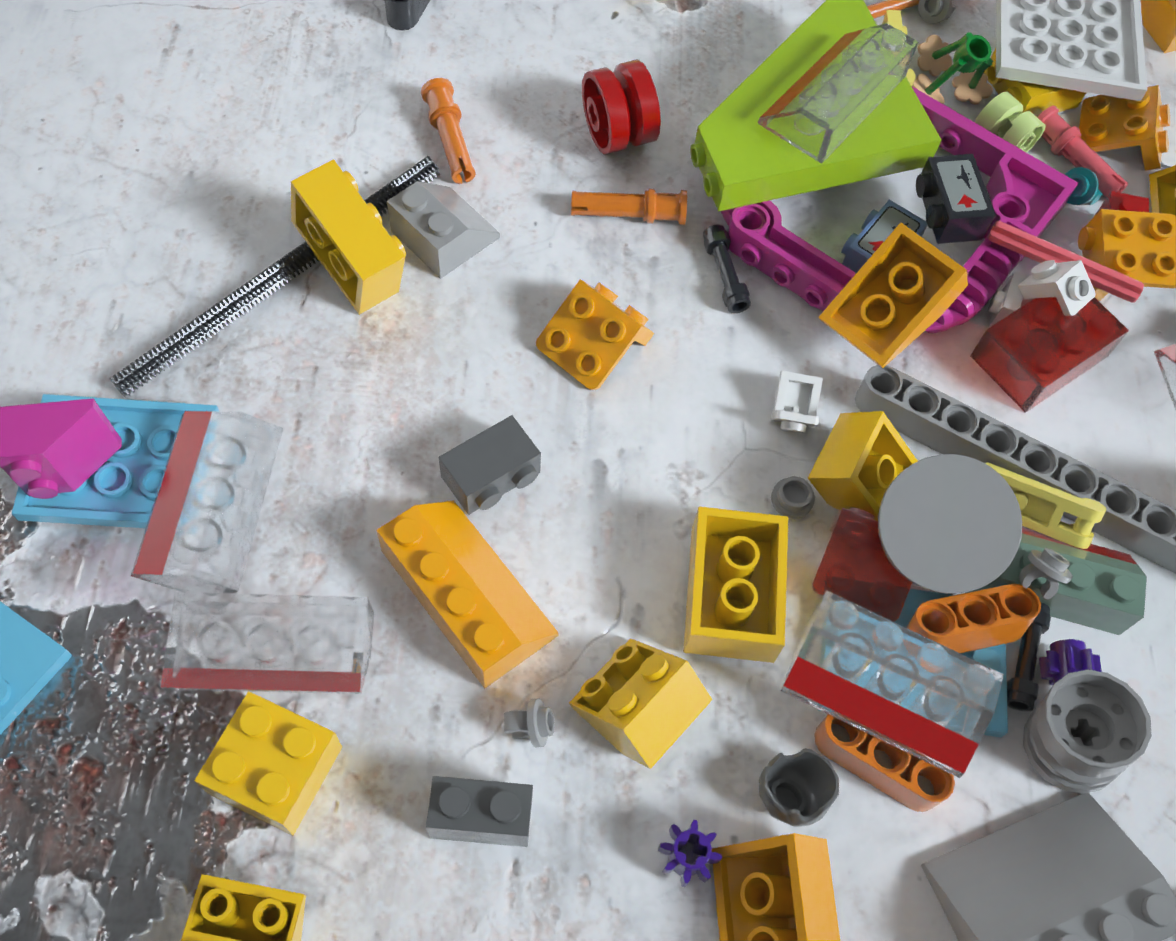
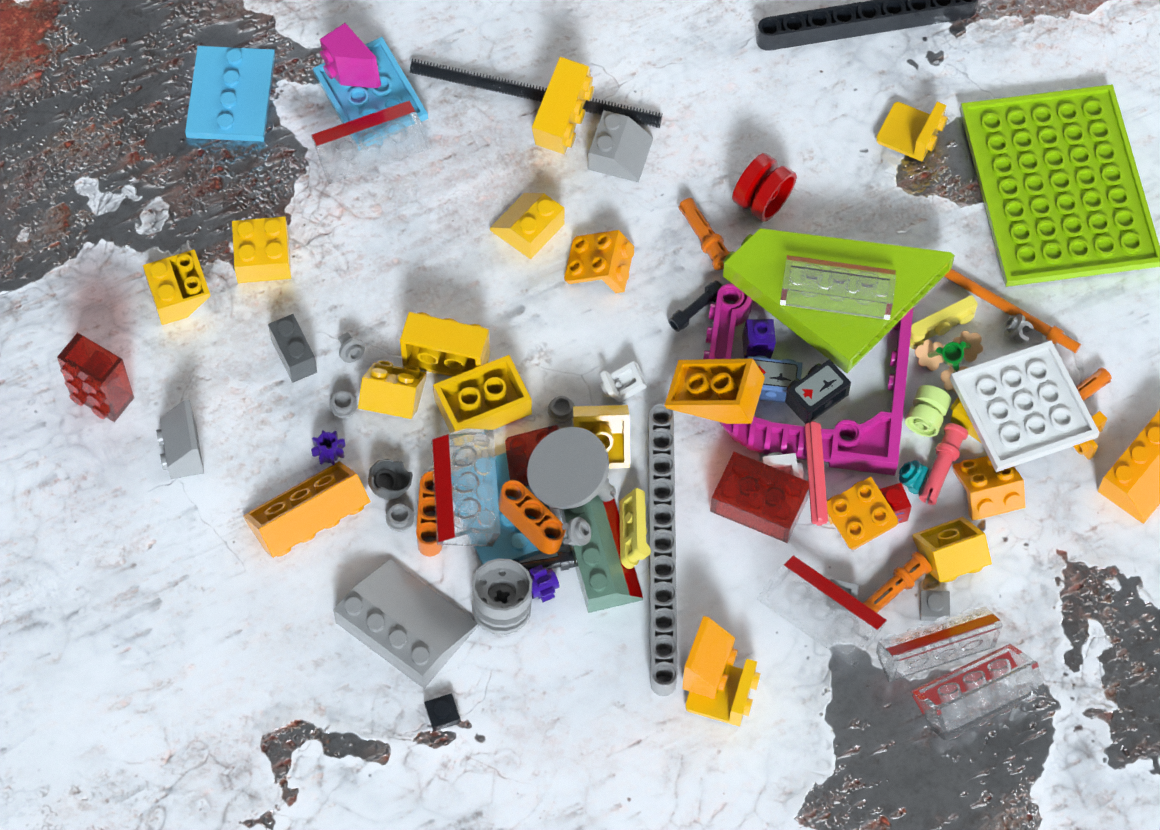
camera: 65 degrees right, 0 degrees up
(268, 643) = (315, 213): clear slope -> none
(445, 117) = (699, 105): orange pin -> none
(465, 588) = (402, 279): light orange slope -> none
(479, 379) = (530, 222): none -> yellow slope
(490, 465) = (479, 254): dark grey brick -> none
(619, 788) = (343, 404): none -> light grey plate
(624, 583) = (443, 344): none -> yellow brick
(823, 223) = (758, 338): none -> dark purple brick
(860, 809) = (399, 517): none -> light grey plate
(1061, 280) = (788, 474): white bracket -> none

